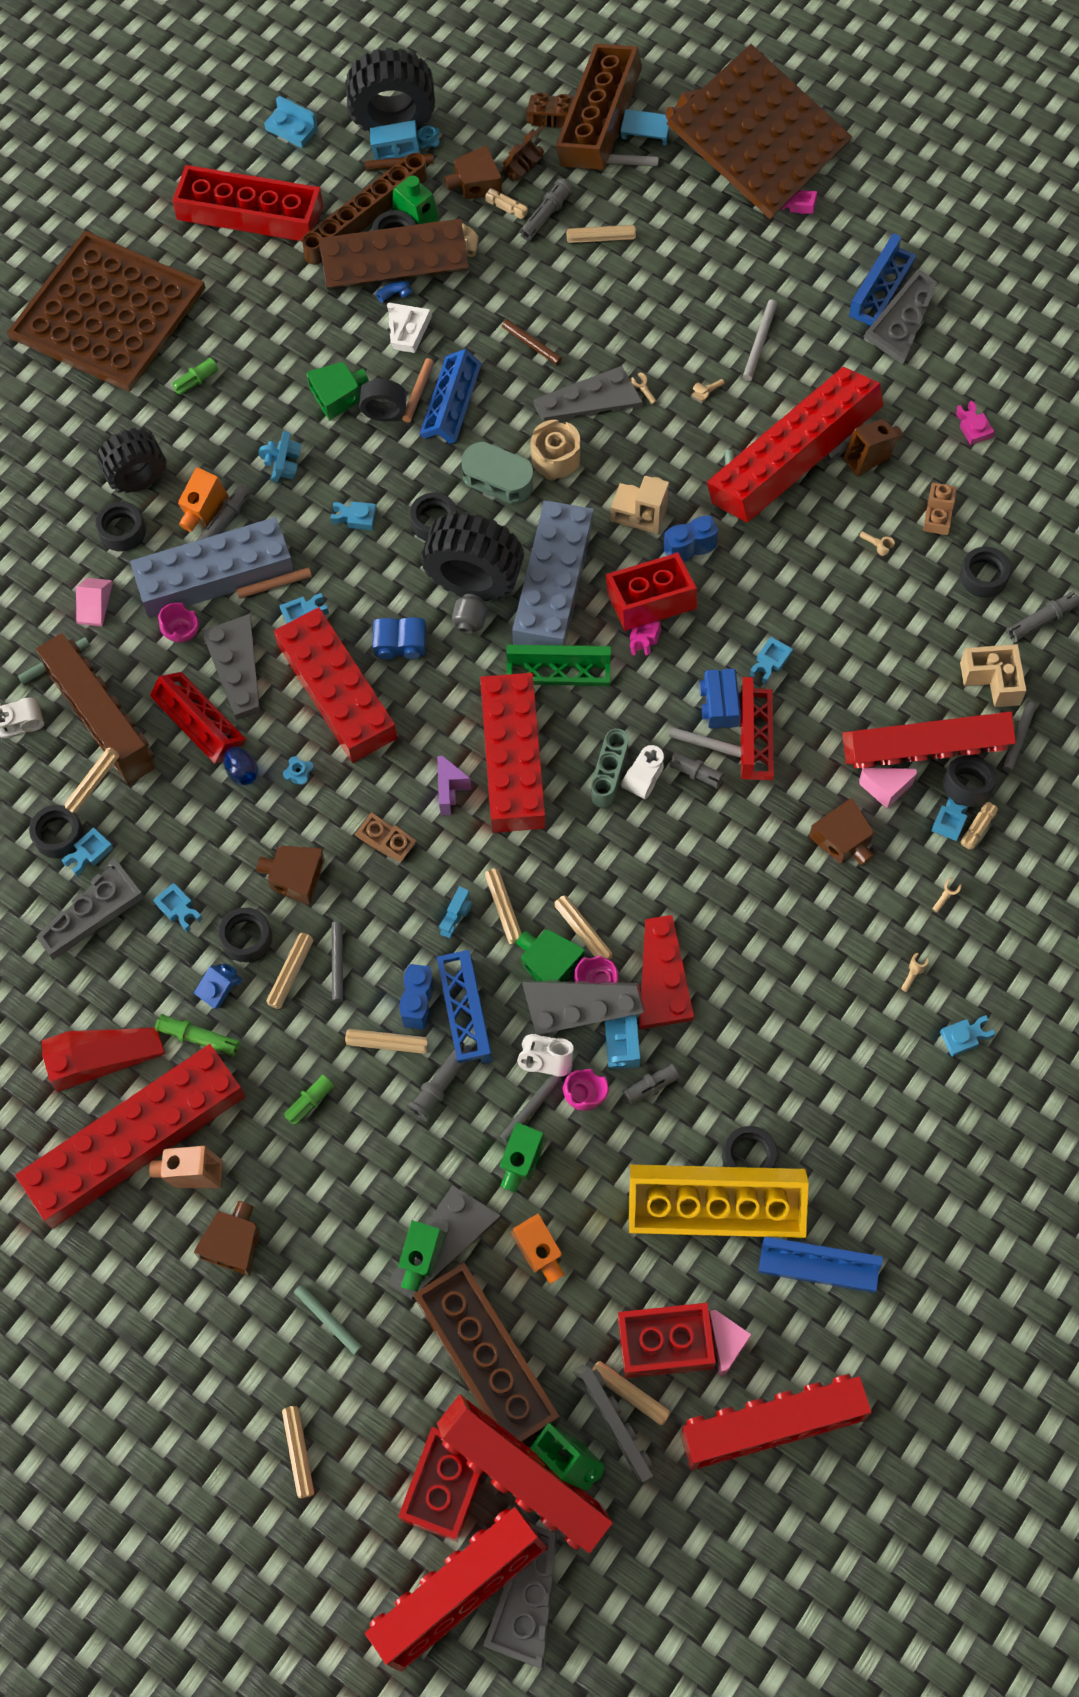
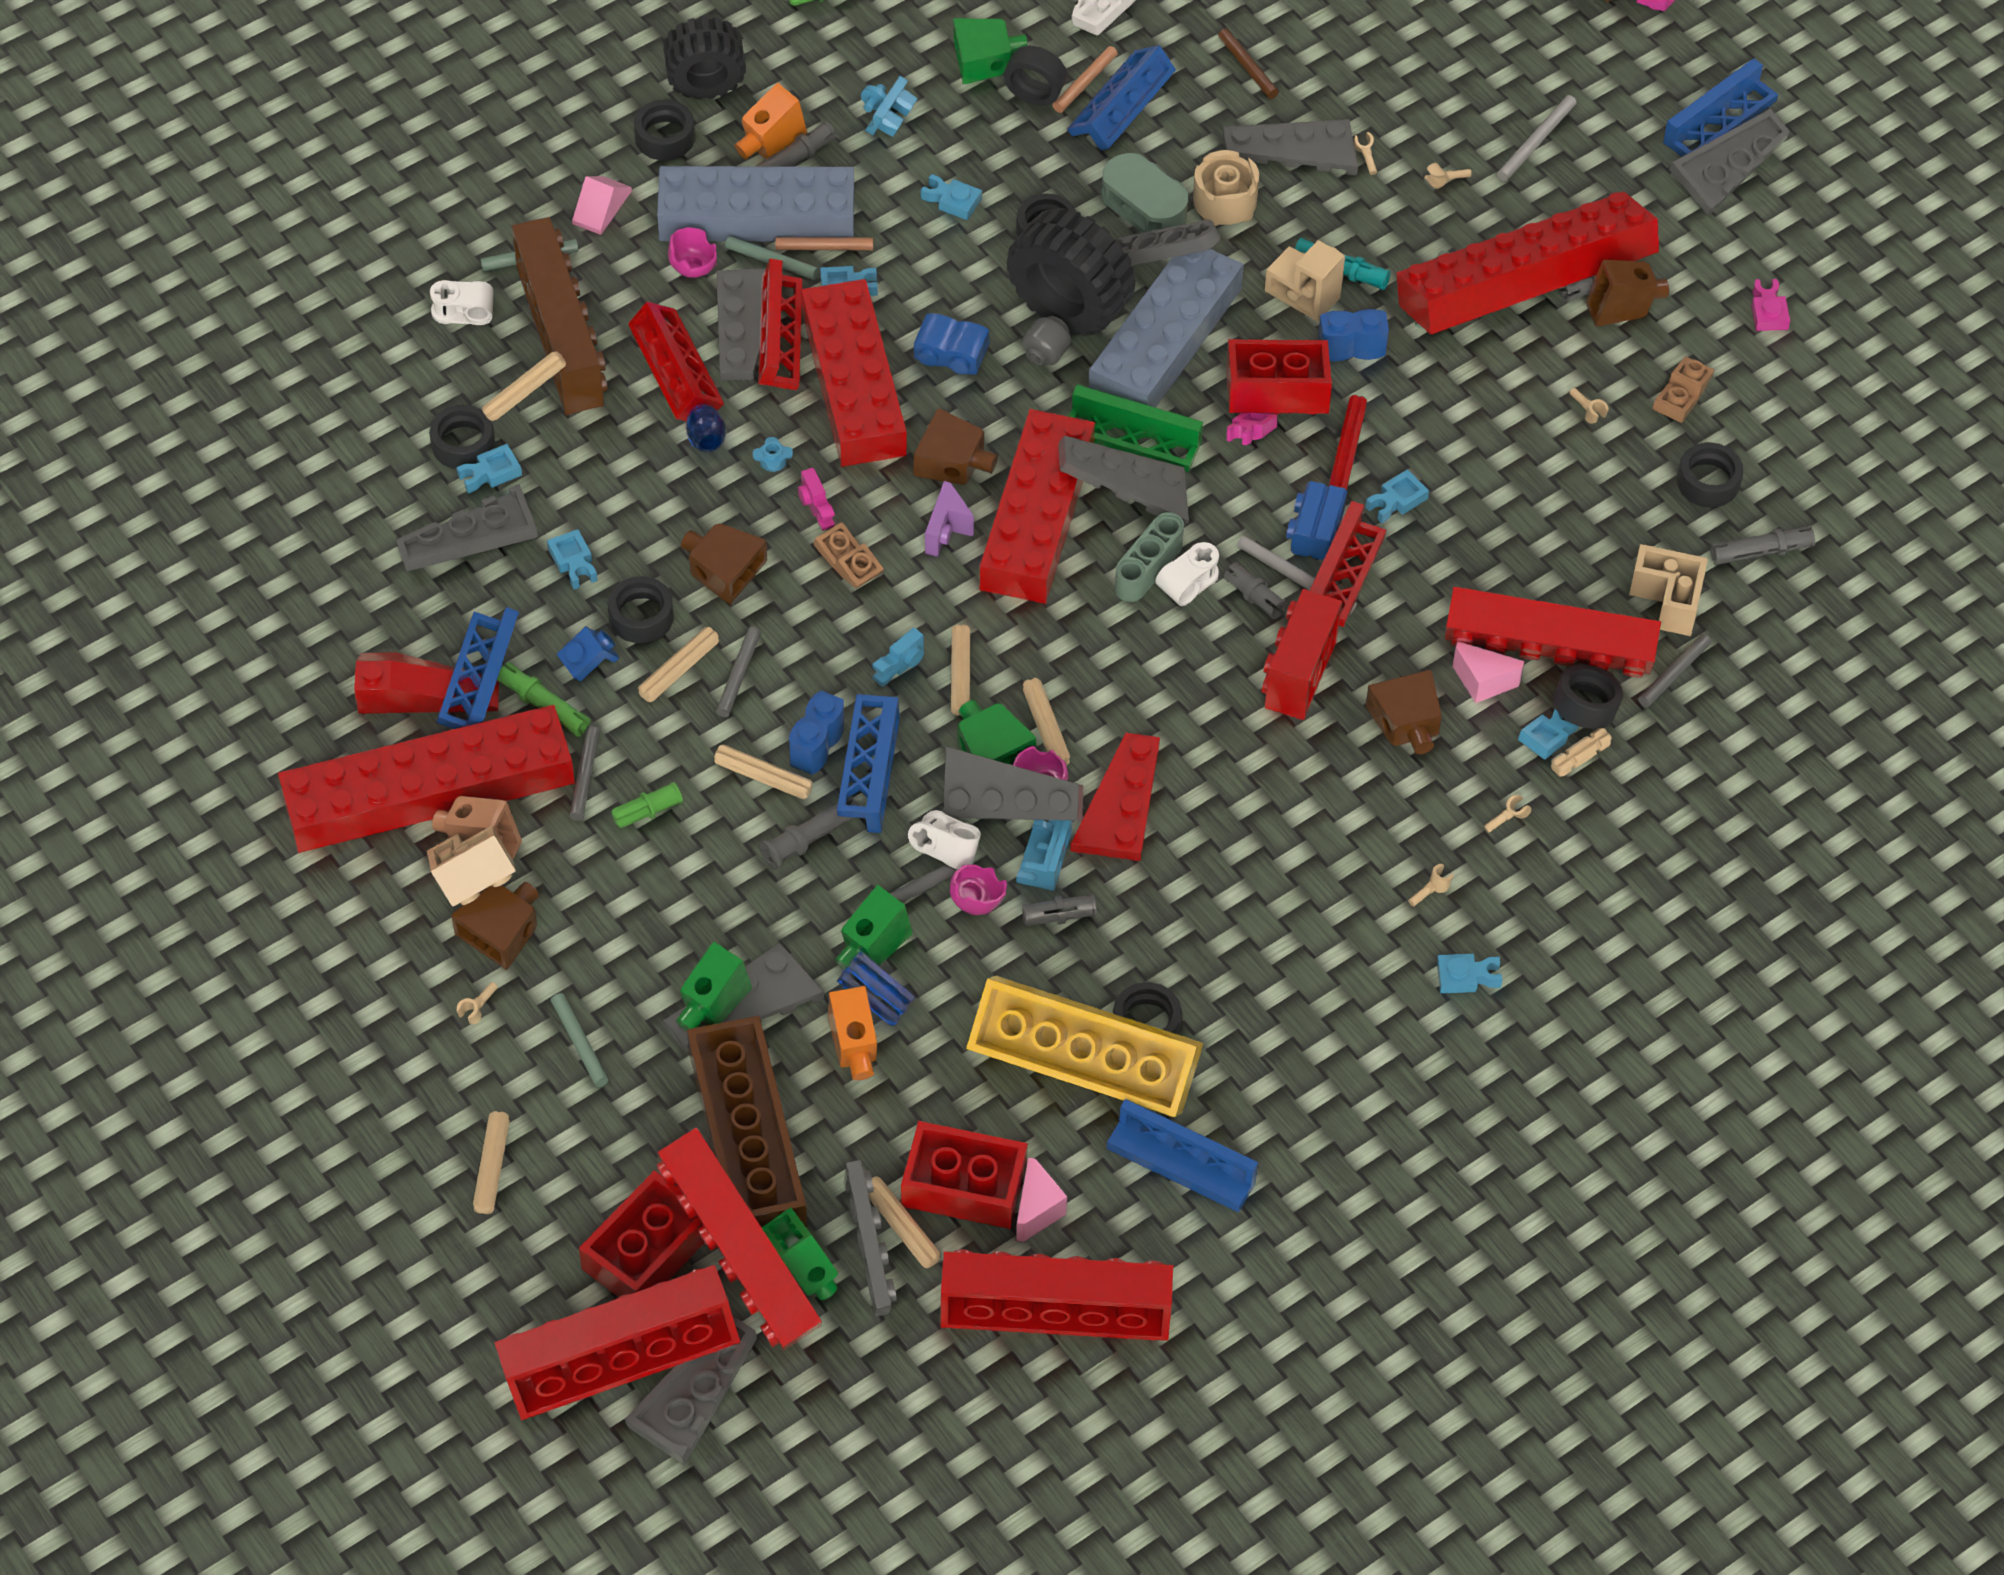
camera: 15 degrees right, 10 degrees down
(149, 1029) = (489, 670): none -> blue fence
(193, 1209) = (470, 865): none -> tan brick
(238, 606) = (764, 255): none -> sand green bar
(238, 1315) = (476, 1004): none -> tan hand
(250, 1087) = (584, 773): none -> dark grey bar
(261, 667) = (772, 329): none -> red fence
(342, 796) = (813, 494): none -> dark pink plate
(432, 726) = (952, 450): none -> reddish brown torso
(553, 499) = (1170, 242): none -> dark grey beam
(561, 1206) = (900, 998): none -> clear blue tile
(572, 707) = (1128, 475): none -> dark grey wing
(676, 485) = (1356, 268): none -> teal pin
(718, 628) = (1348, 442): none -> red axle
(753, 815) = (1301, 654): none -> red brick

